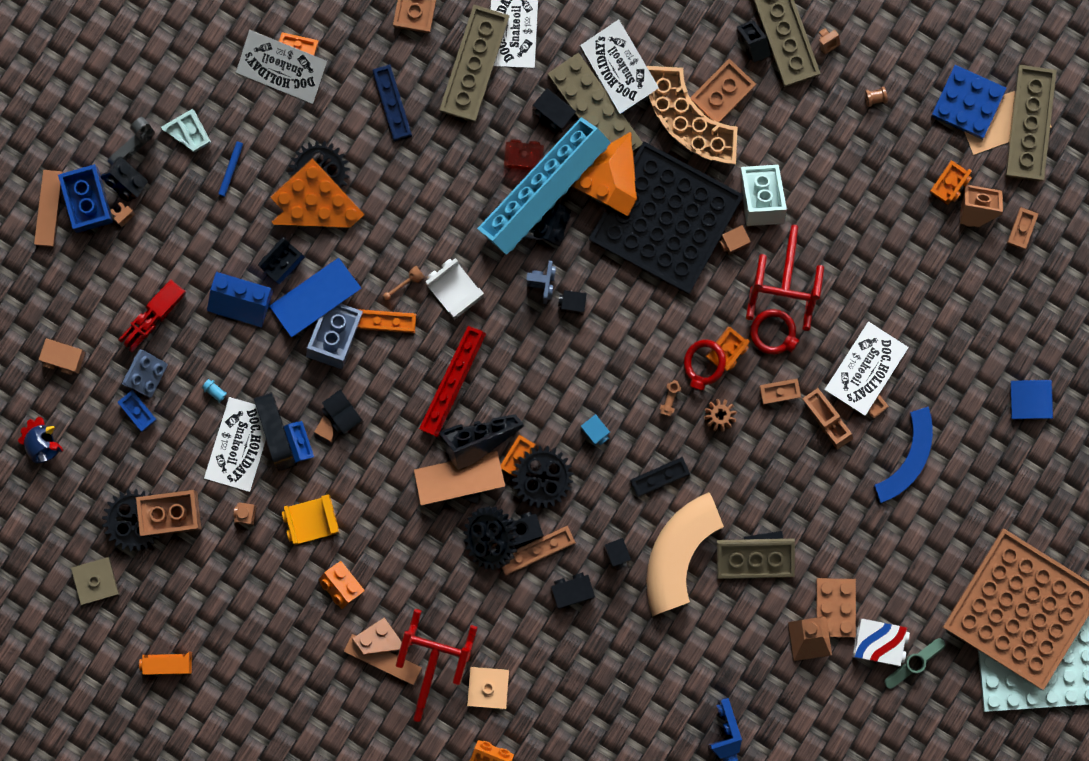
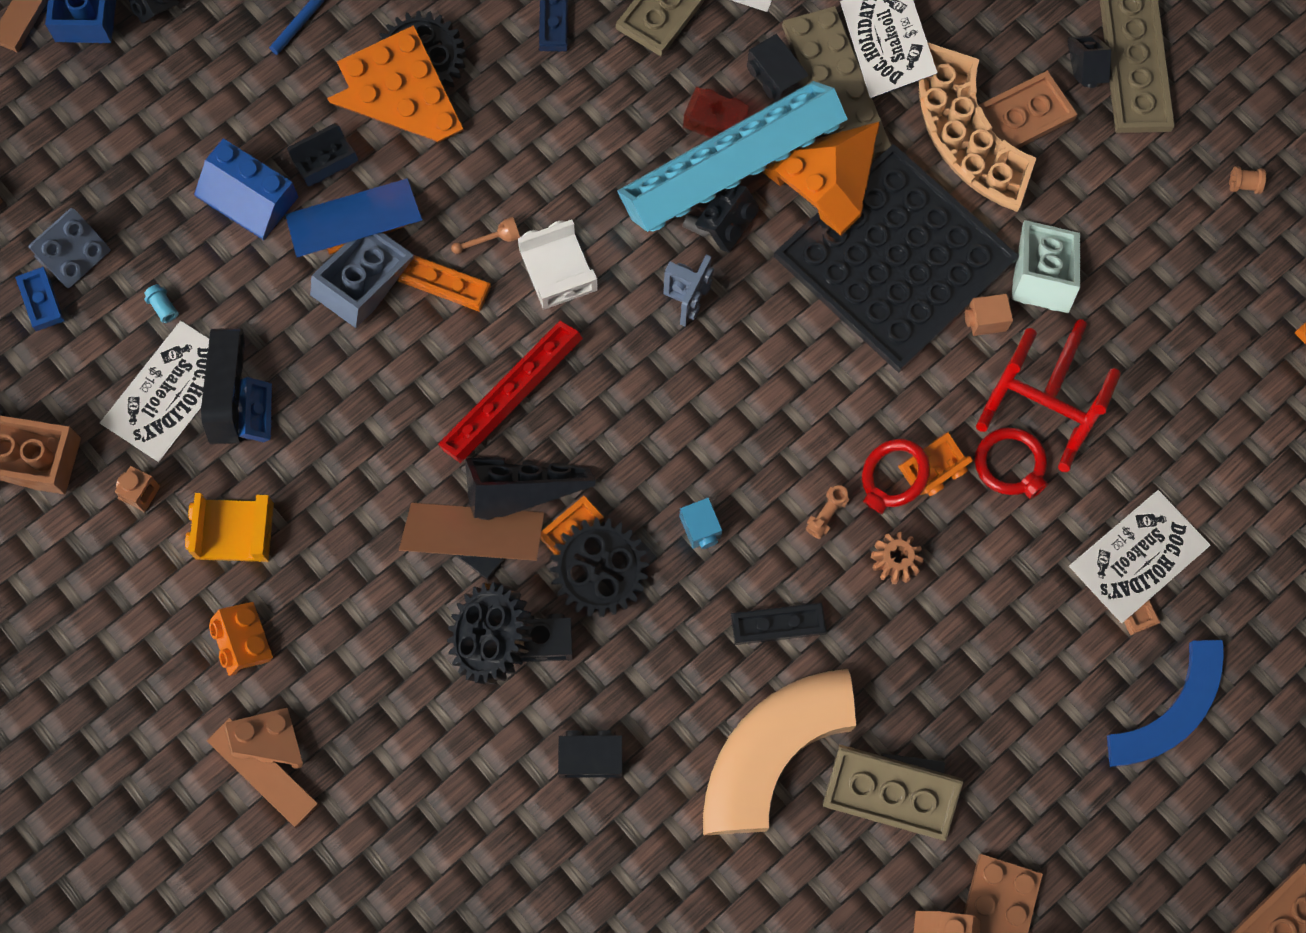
camera: 15 degrees right, 10 degrees down
(124, 215) = (127, 35): nougat tile -> none
(160, 307) = (125, 169): red arm -> none
(325, 429) = (300, 405): nougat tile -> none
(342, 412) = (333, 387): black brick -> none
(409, 639) = (380, 796): red piece -> none
(488, 687) = (410, 868): light nougat plate -> none
(539, 549) = (557, 678): nougat tile -> none
(572, 302) = (724, 332): black brick -> none
(617, 554) = (677, 717): black piece -> none
(780, 391) = (998, 550): nougat plate -> none
(828, 41) = (1197, 88): nougat tile -> none
(828, 418) = (1062, 613): nougat slope -> none

